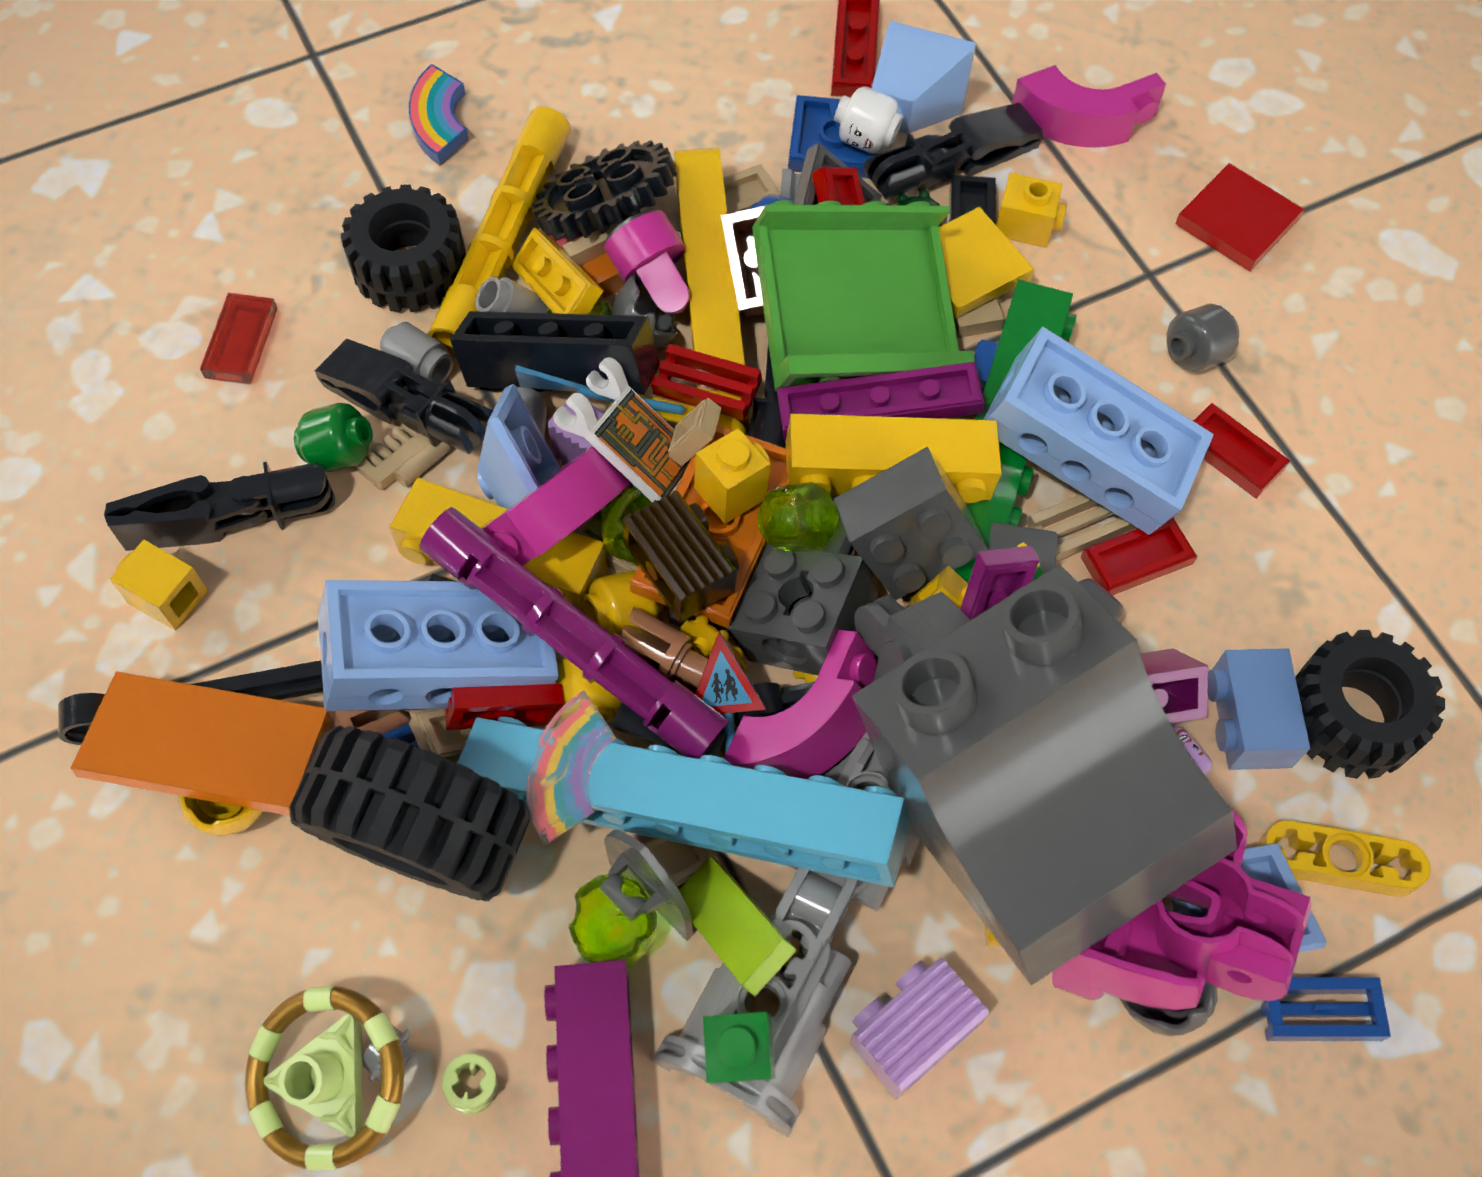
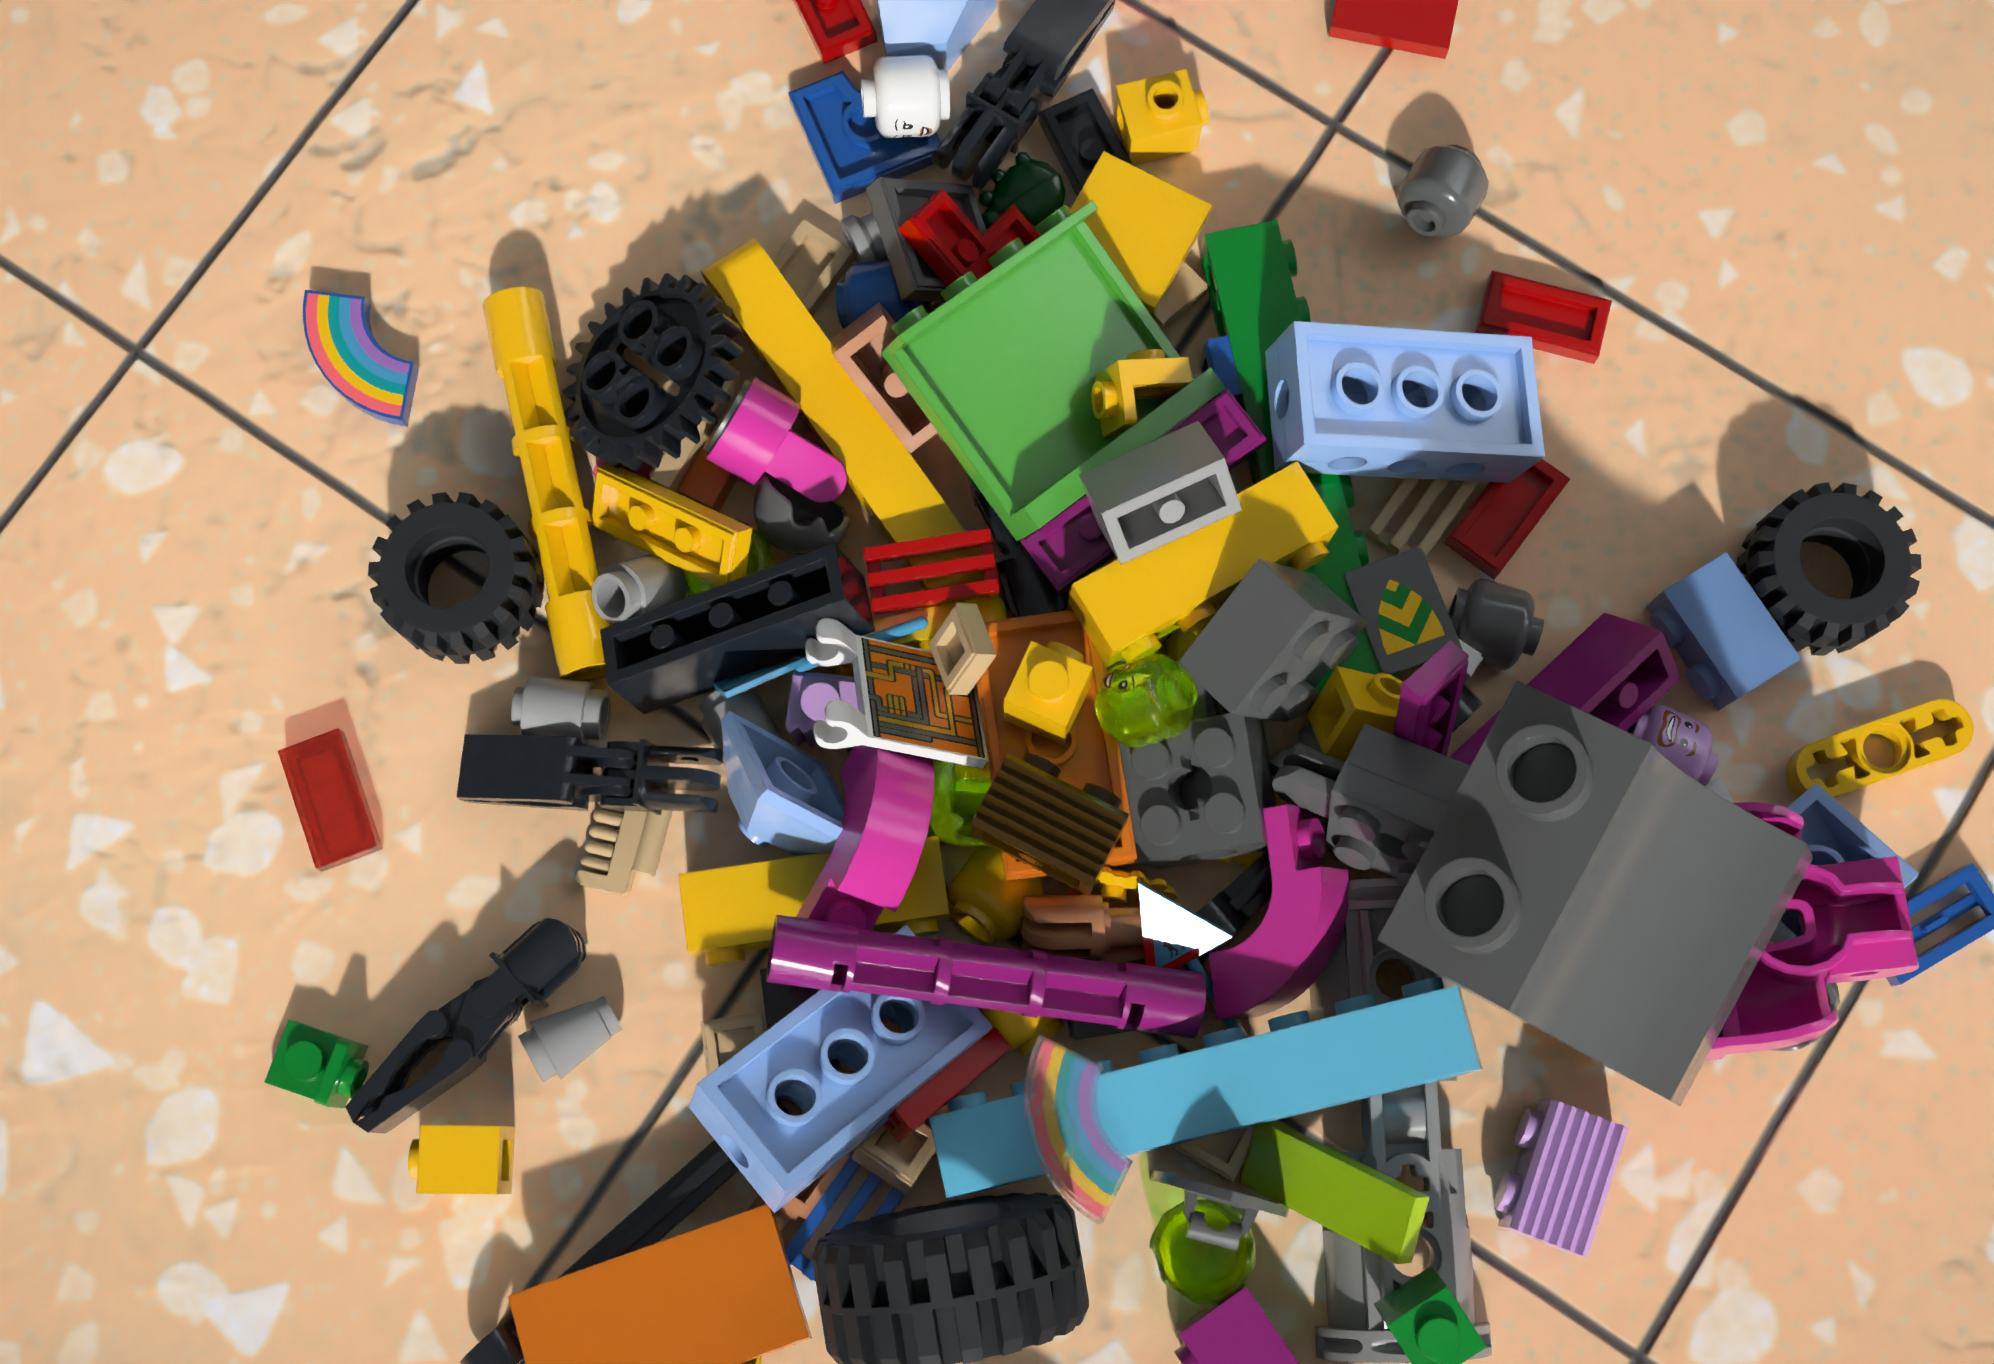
camera: 25 degrees left, 15 degrees up
(112, 477) = (318, 1065): none -> green bracket
(279, 548) = (569, 1037): none -> light grey cone
(333, 437) = (540, 872): green head -> none
(885, 386) = (1160, 492): none -> light grey brick
(915, 332) = (1141, 376): none -> yellow bracket

